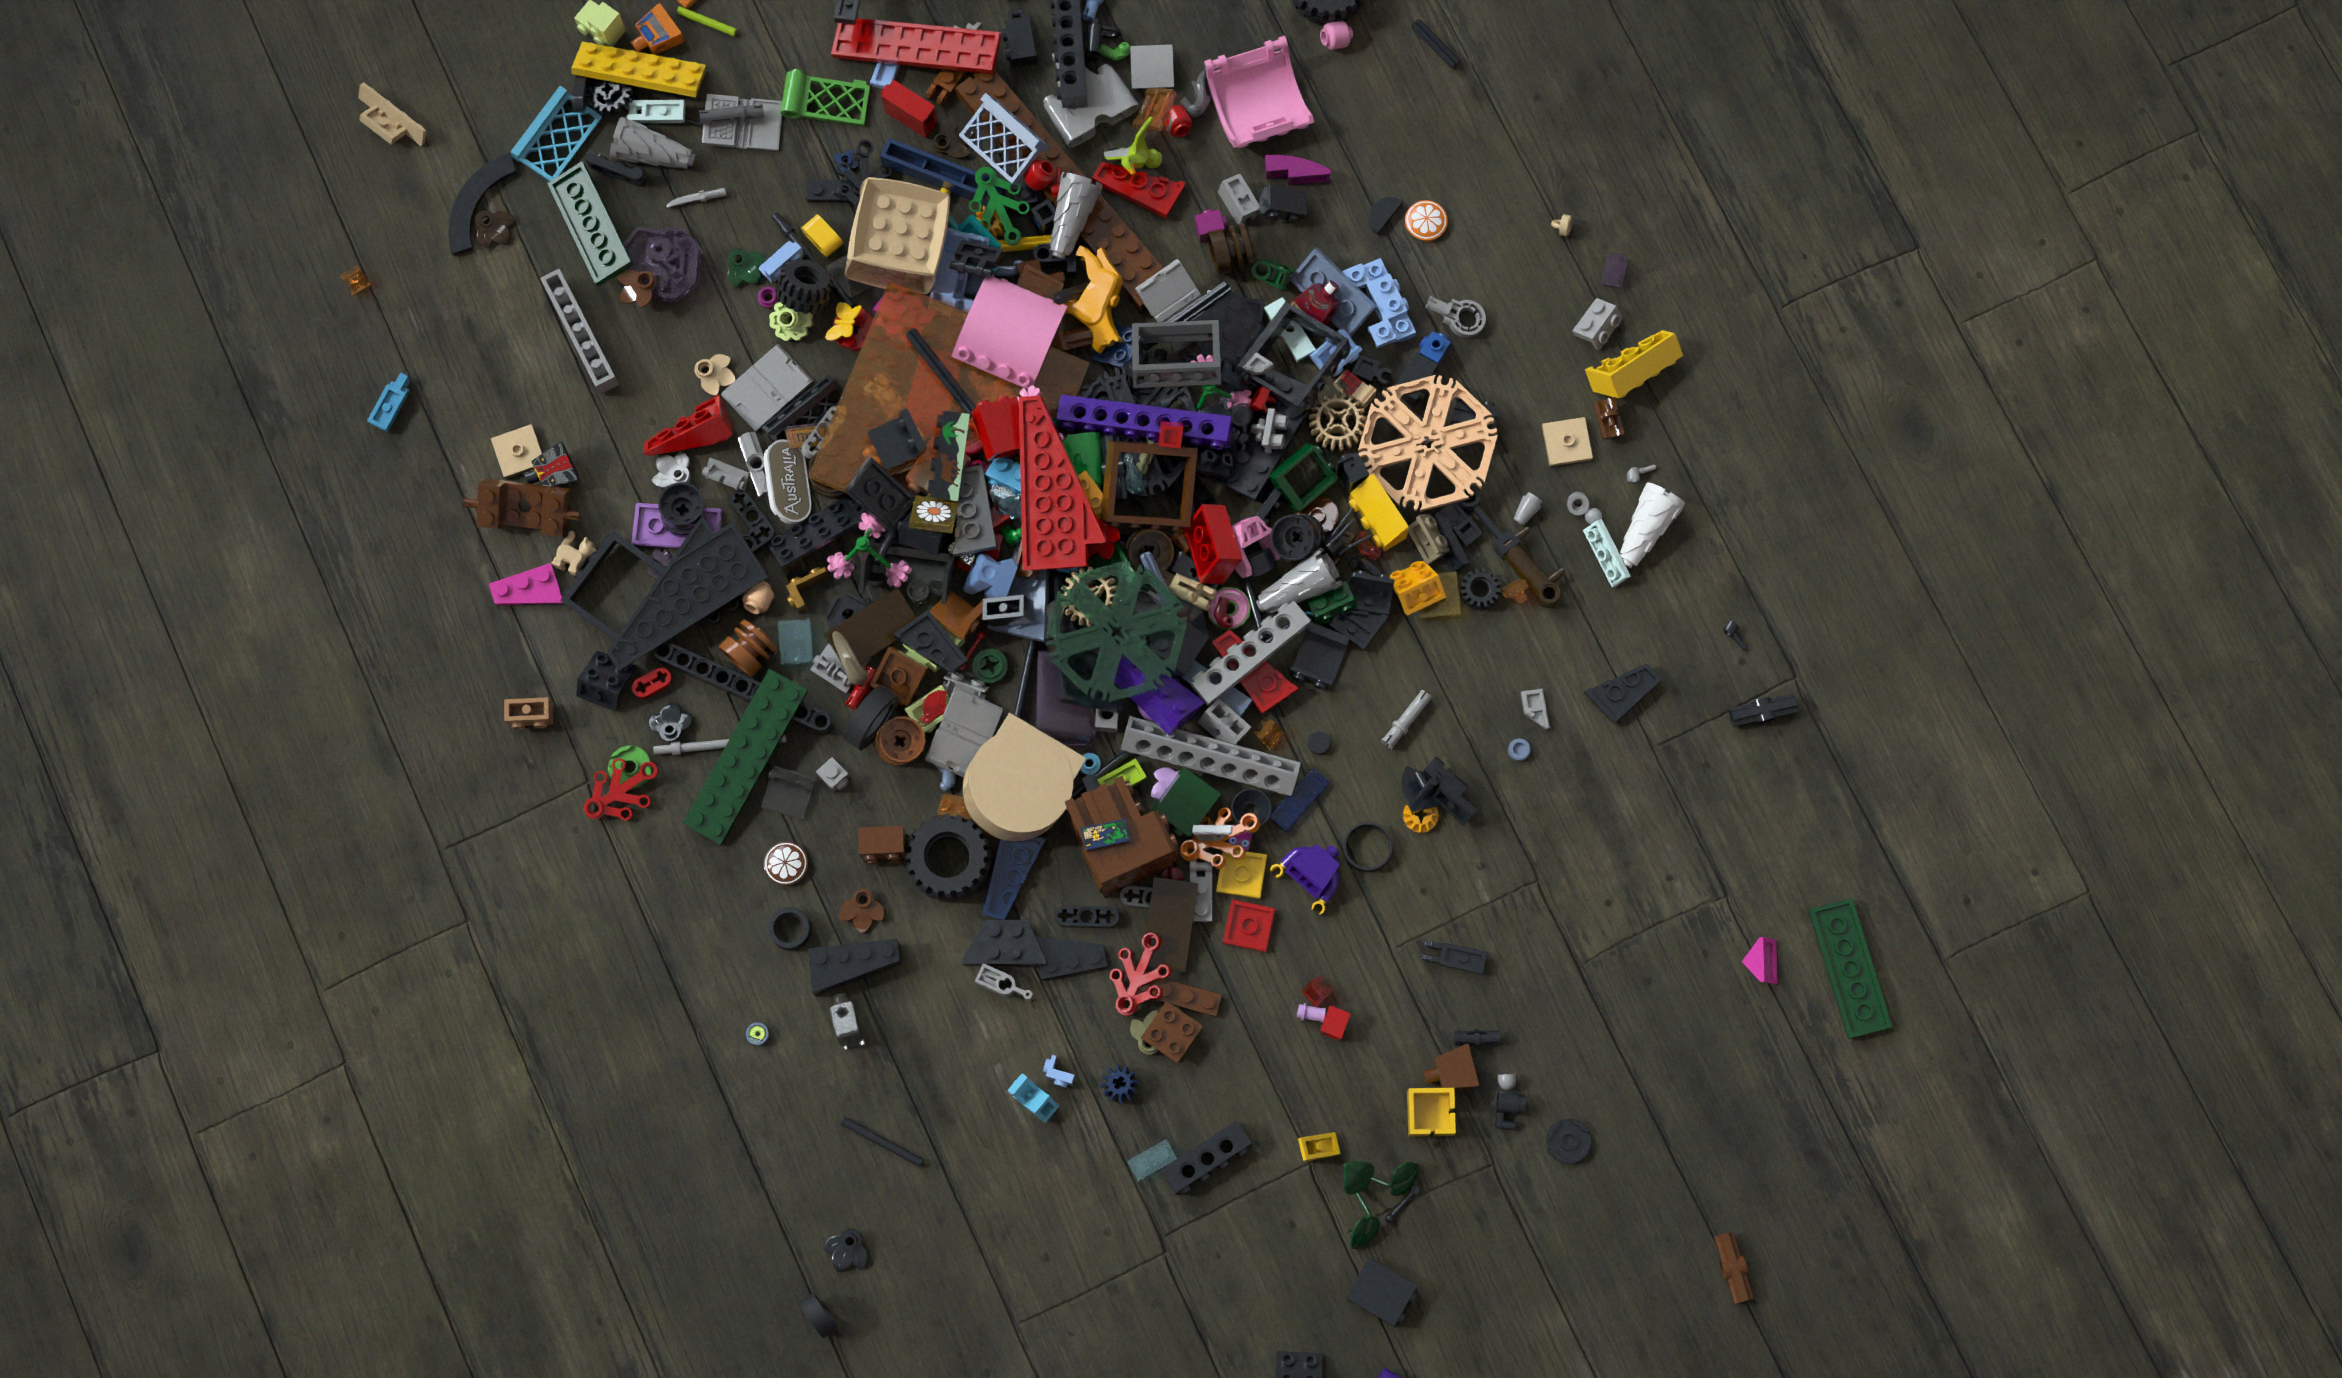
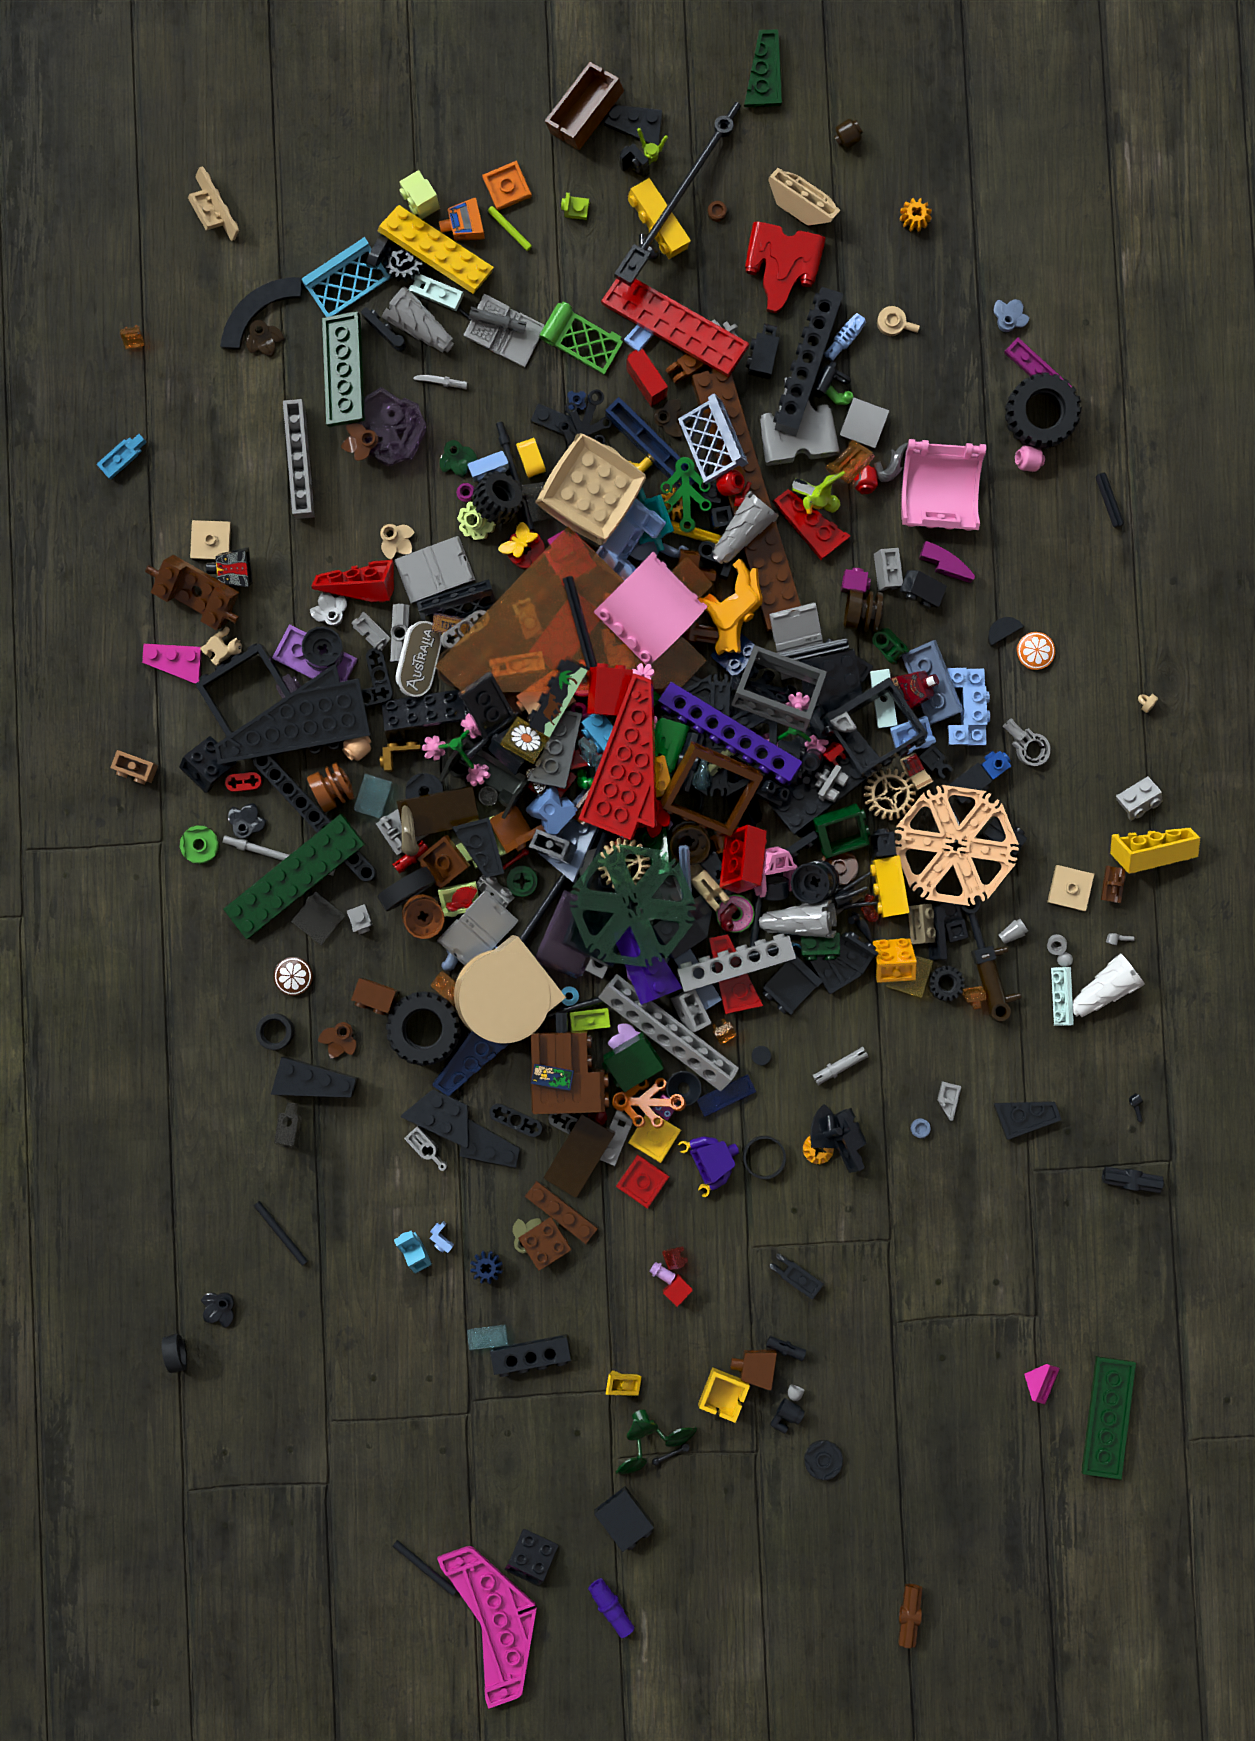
camera: 15 degrees right, 10 degrees up
(618, 792) = (181, 863): red plant -> none
(757, 1034) = (216, 1105): tile -> none
(897, 440) = (518, 667): black bracket -> none
(978, 254) = (650, 534): black plate -> none
(1070, 293) = (715, 595): black axle -> none
(1138, 977) = (535, 1187): plant -> none
(1170, 434) = (745, 757): red panel -> none
(1211, 832) = (643, 1098): light grey tile -> none
(1614, 270) = (1173, 758): clear purple bracket -> none

